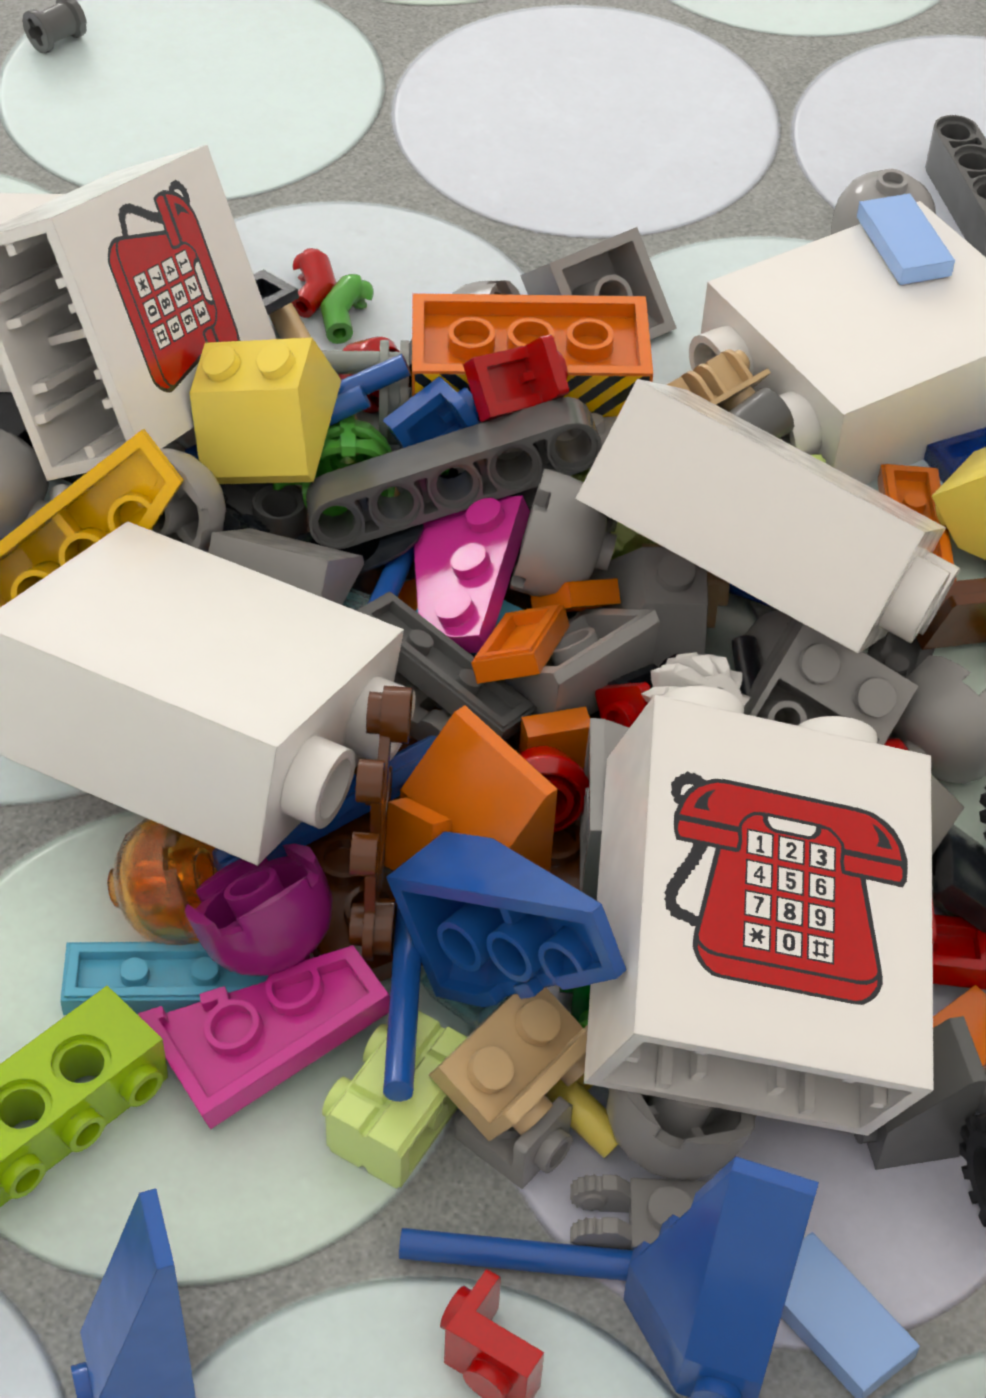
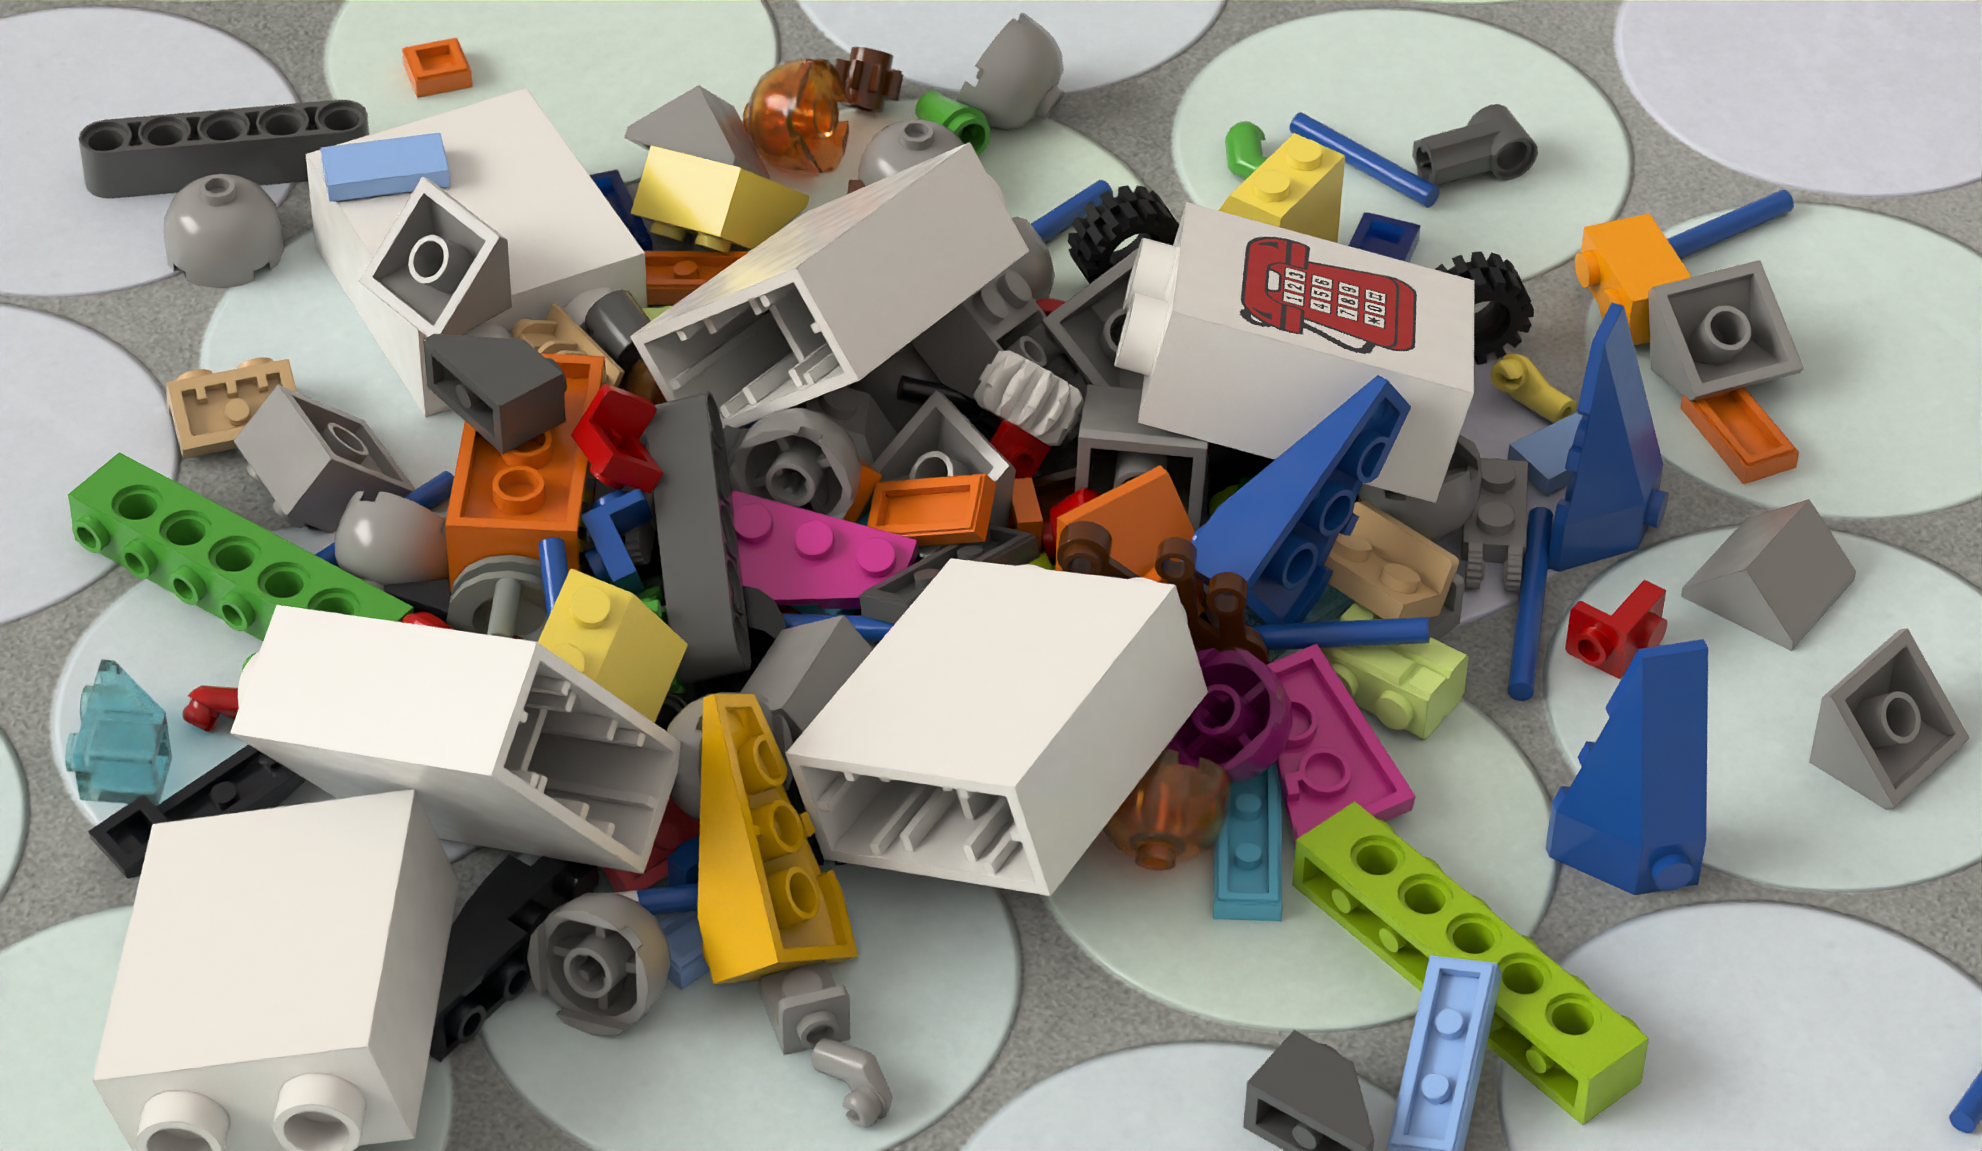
camera: 85 degrees left, 5 degrees down
(277, 218) = (121, 741): none -> clear light blue slope
(474, 244) = (210, 552): none -> bright green brick
(561, 290) = (496, 386): none -> dark grey slope
(666, 239) = (216, 407): none -> tan bracket
(760, 274) = (441, 265): none -> light grey slope
(925, 1267) = (1525, 384): none -> light yellow arm

